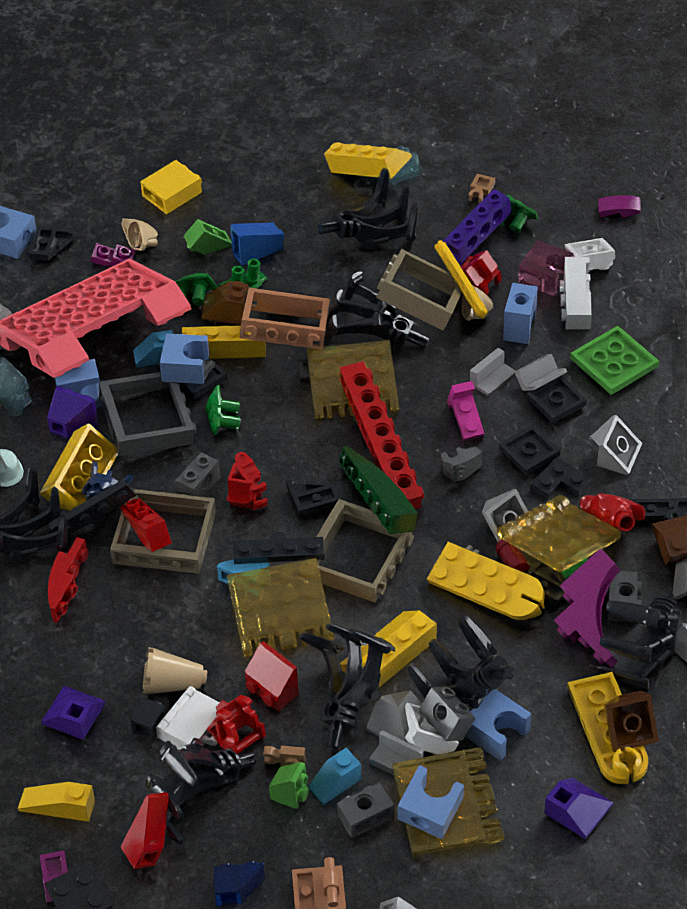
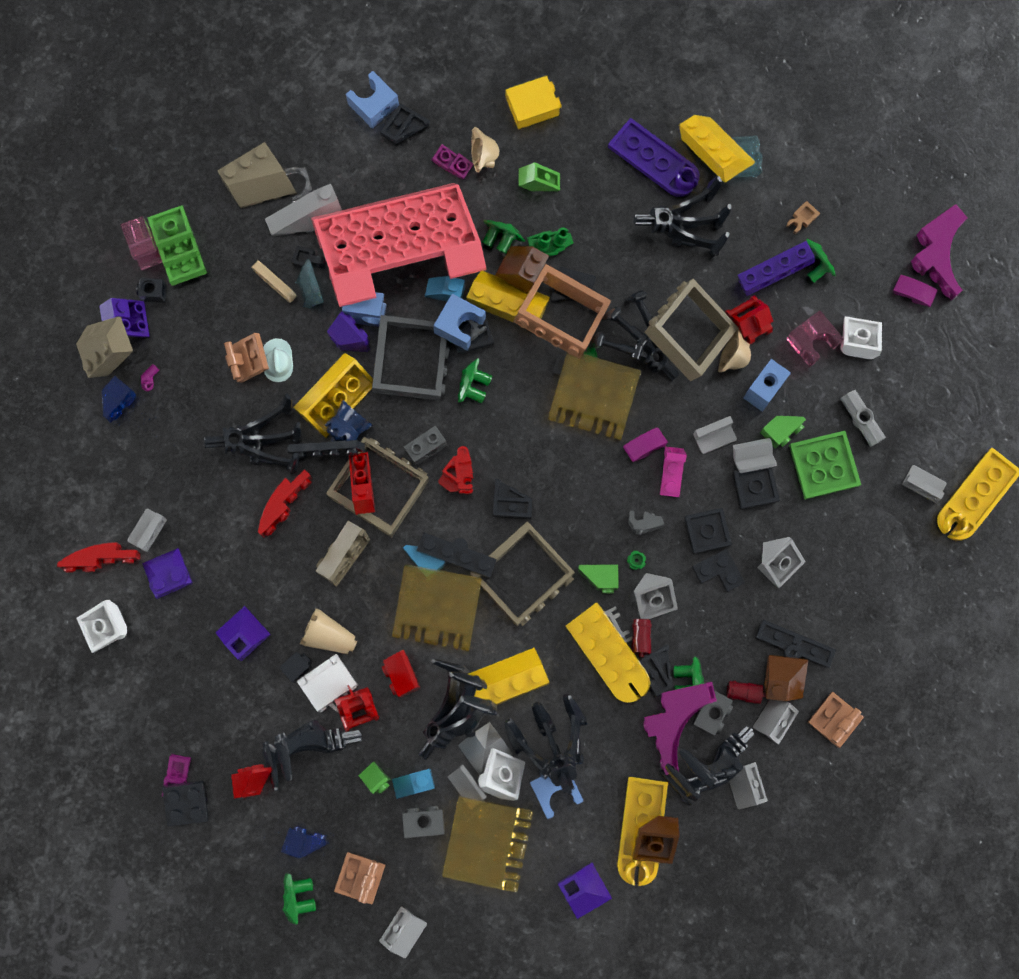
camera: 20 degrees right, 30 degrees up
(59, 800) = (200, 711): yellow slope -> none
(154, 591) = (342, 553): none -> dark tan wedge
(255, 240) = (579, 201): blue slope -> none
(286, 755) = (387, 751): medium nougat plate -> none
(314, 190) = (655, 159): none -> dark purple plate
(379, 433) = (588, 401): red brick -> none
(379, 492) = (561, 531): dark green slope -> none
(424, 403) = (644, 444): none -> magenta slope
(428, 812) = (462, 856): medium blue piece -> none
(440, 523) = (602, 577): none -> bright green slope
(447, 713) = (518, 774): dark grey brick -> none
(461, 279) = (731, 329): yellow axle -> none
(470, 498) = (641, 560): none -> green plate
(556, 343) = (781, 428): none -> bright green slope
(558, 533) = (688, 637): clear yellow hinge -> none
(576, 293) = (825, 383): white wedge -> none
(613, 510) = (743, 631): red animal -> none
(621, 173) = (936, 256): none -> magenta arch
(629, 311) = (857, 407): none -> light grey piece
(648, 566) = (745, 691): none -> dark red piece

